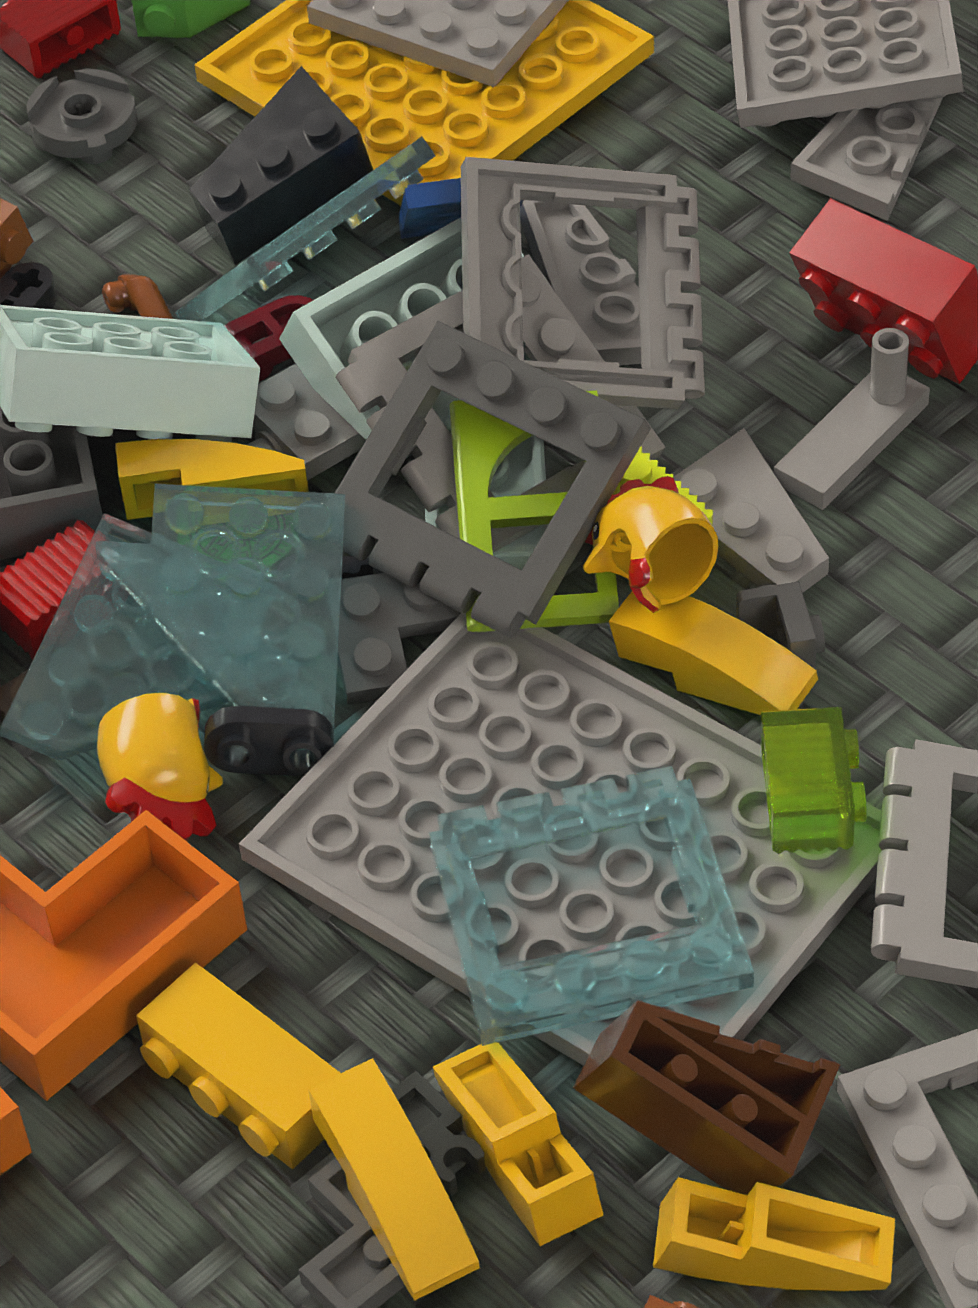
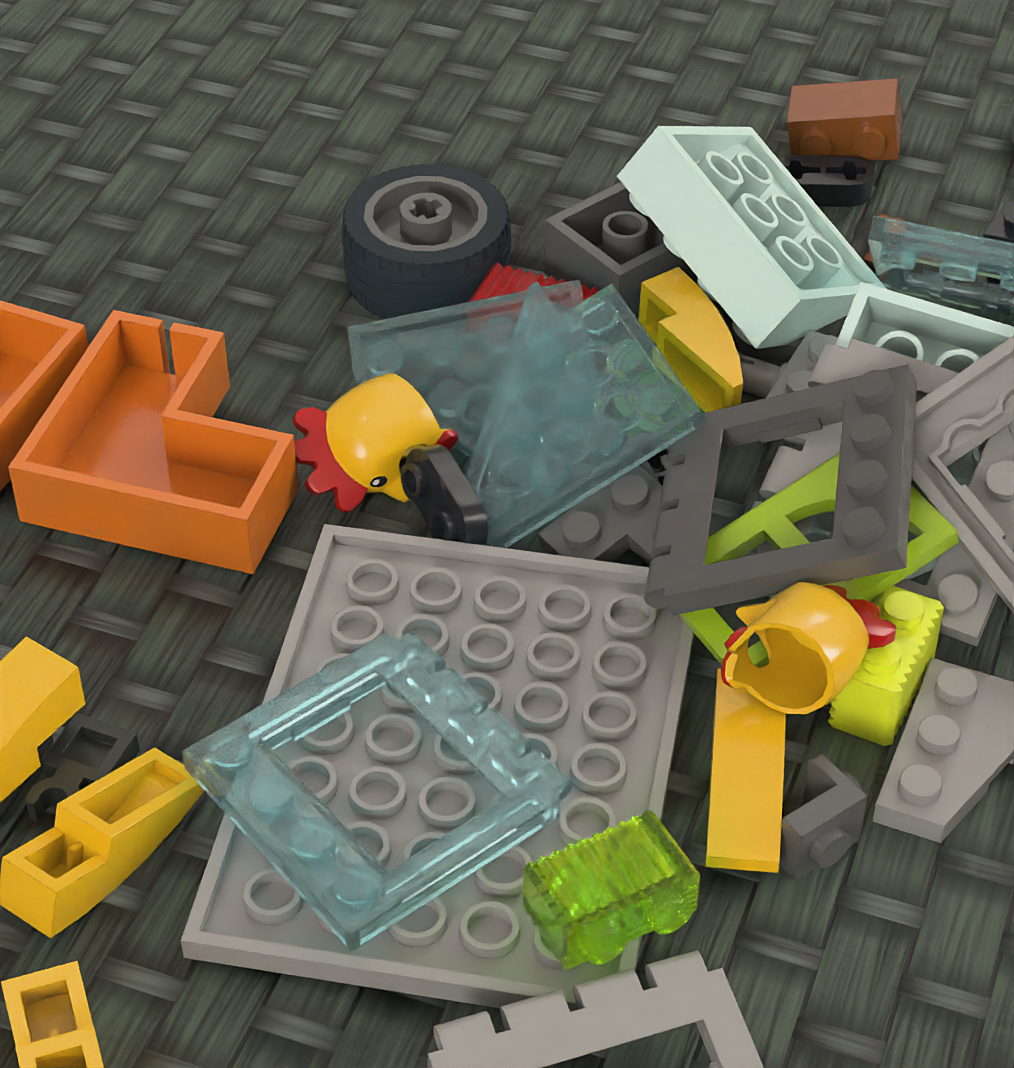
camera: 60 degrees right, 5 degrees down
(235, 1063) = (104, 606): yellow brick -> none
(707, 1097) = (170, 947): reddish brown wedge -> none

